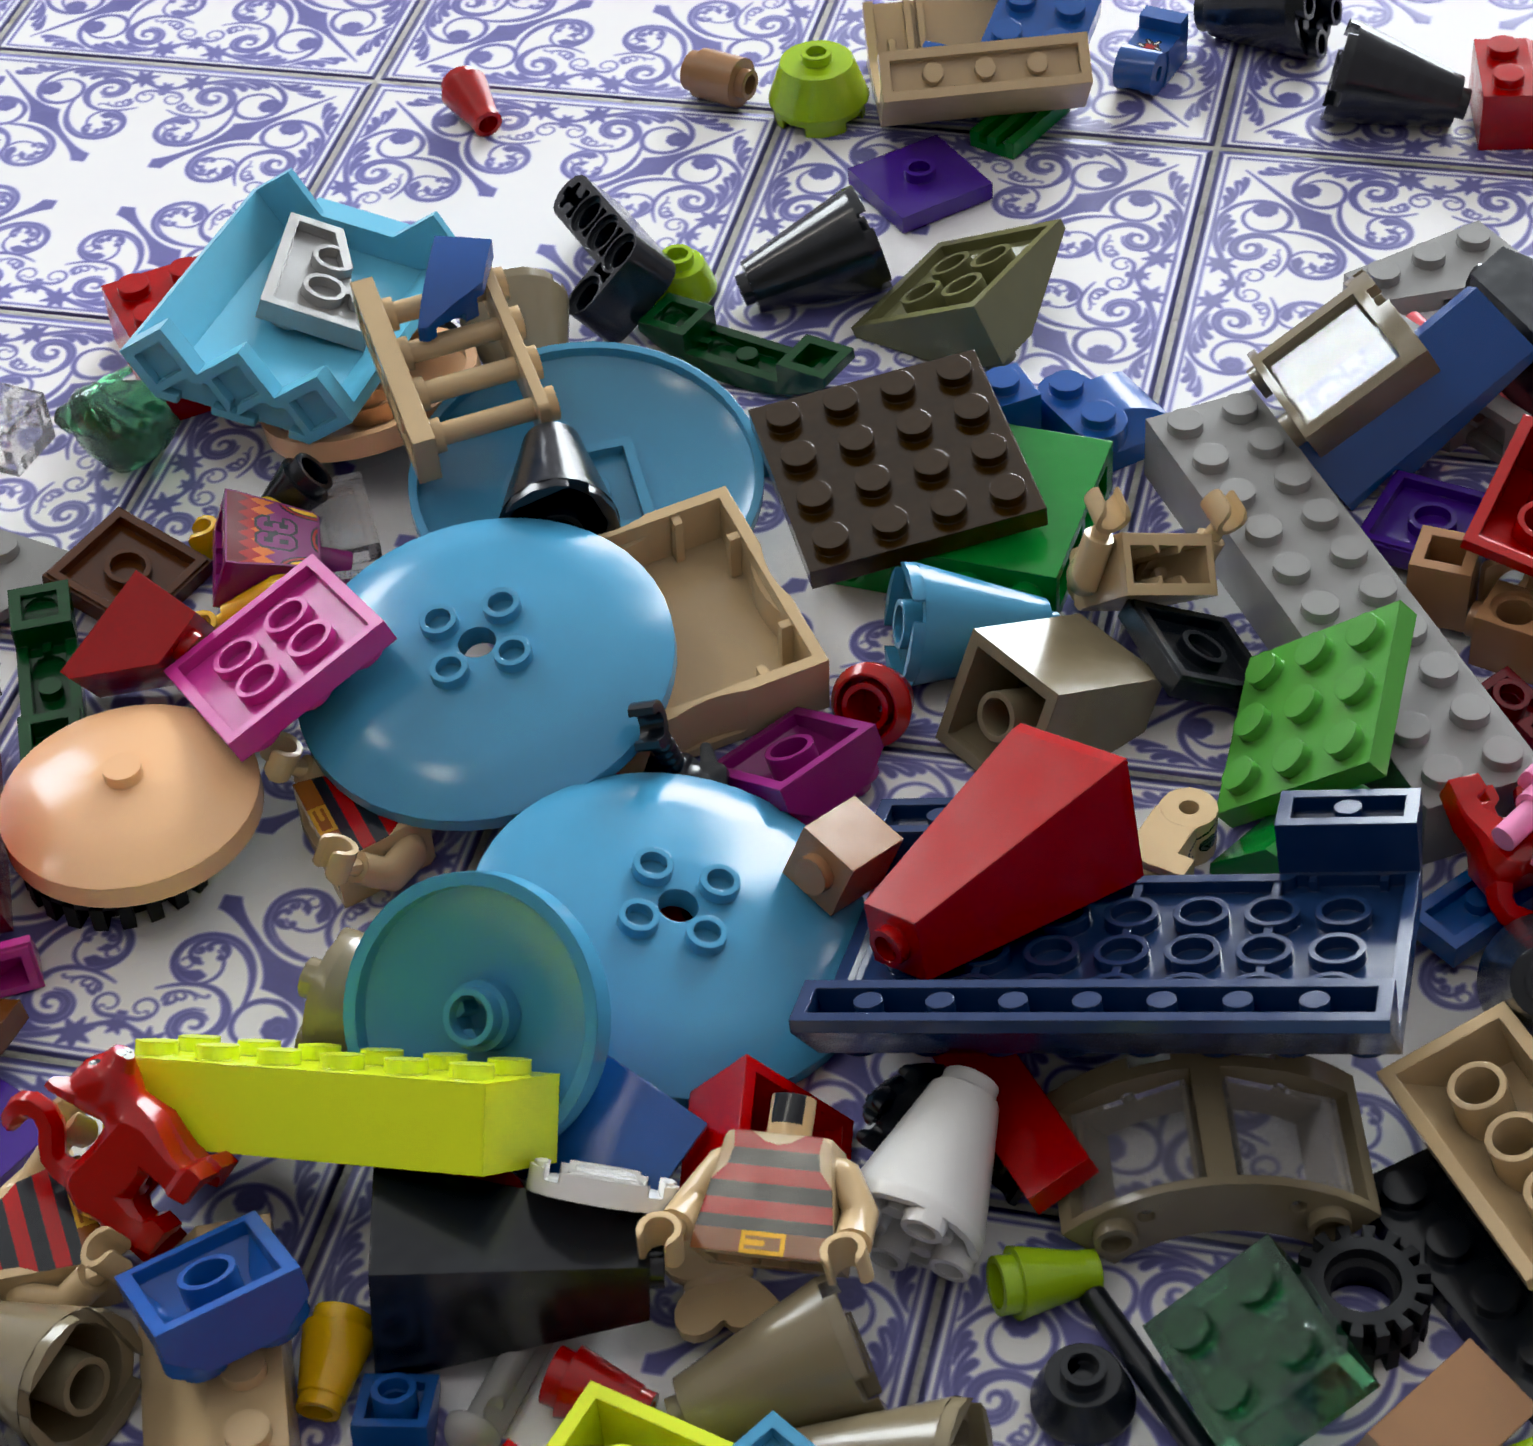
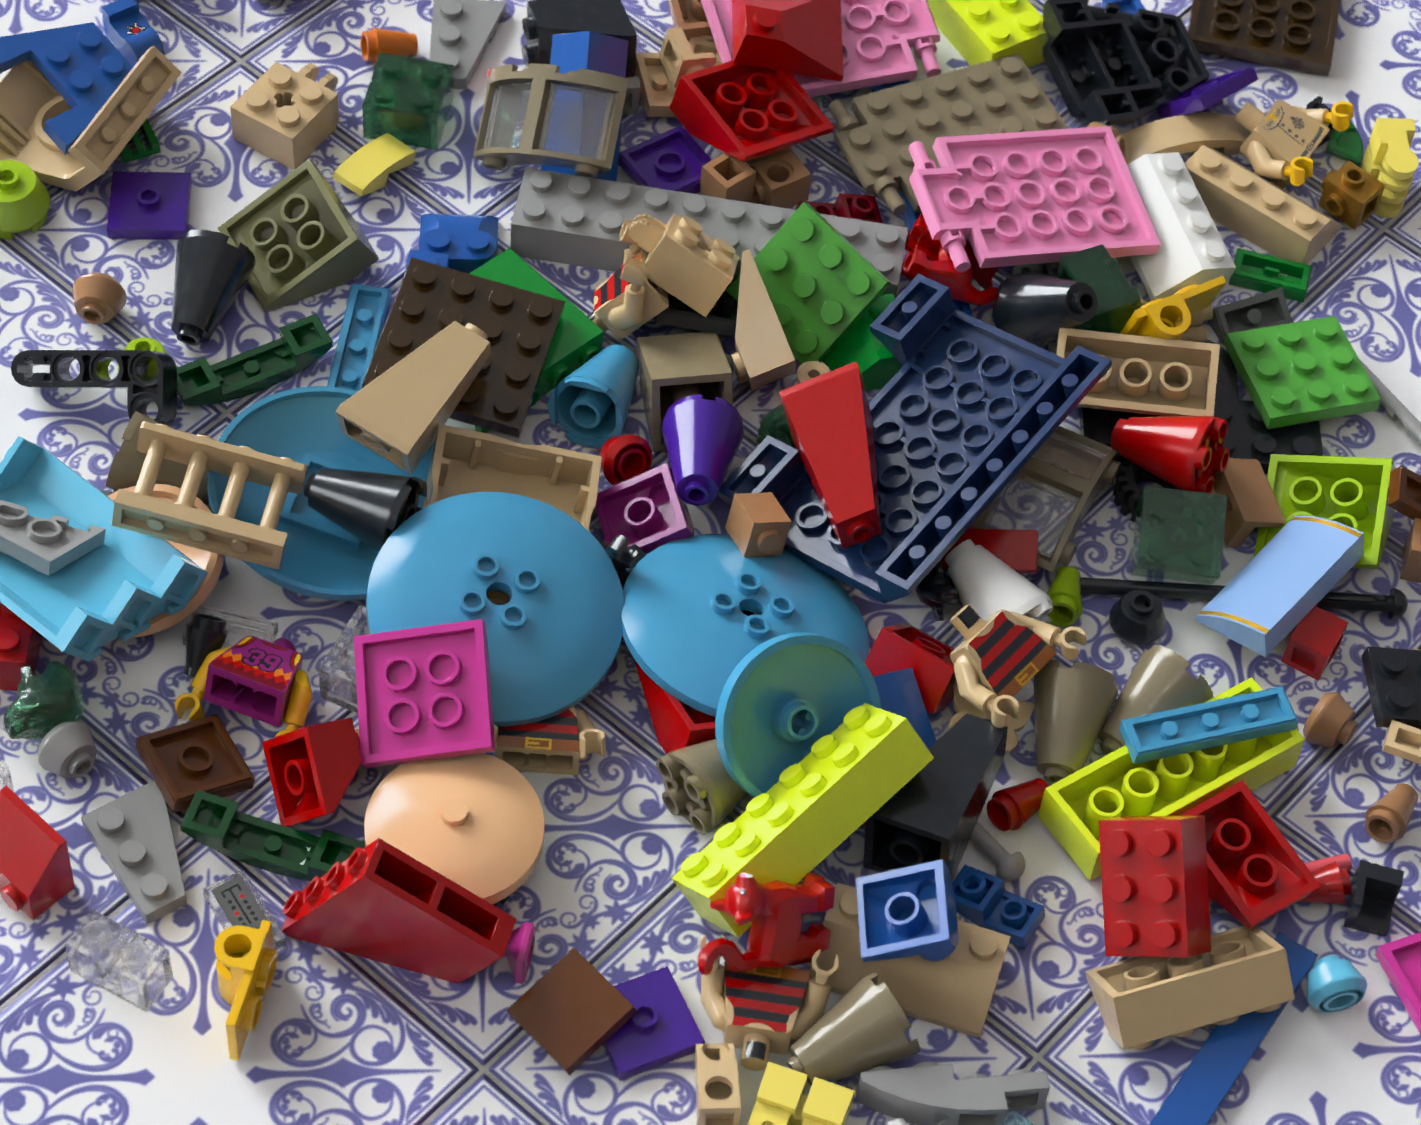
camera: 70 degrees left, 10 degrees up
(77, 473) = (68, 750): none -> light grey cone
(453, 282) = (166, 447): blue slope -> none
(600, 1186) = (949, 721): white tile -> none
(733, 205) = (98, 297): none -> medium nougat cone
(744, 433) = (405, 404): none -> tan slope
(920, 746) = (701, 445): none -> dark purple cone
(1140, 294) = (371, 164): none -> light yellow slope
(1156, 198) = (286, 113): none -> tan hinge
(1184, 686) = (759, 339): none -> tan slope
(1219, 573) = (685, 259): none -> tan hinge
(1274, 268) = (408, 100): none -> clear green brick
(1354, 221) = (387, 42): none -> orange cone
(1407, 1270) = (1175, 448): none -> red cone

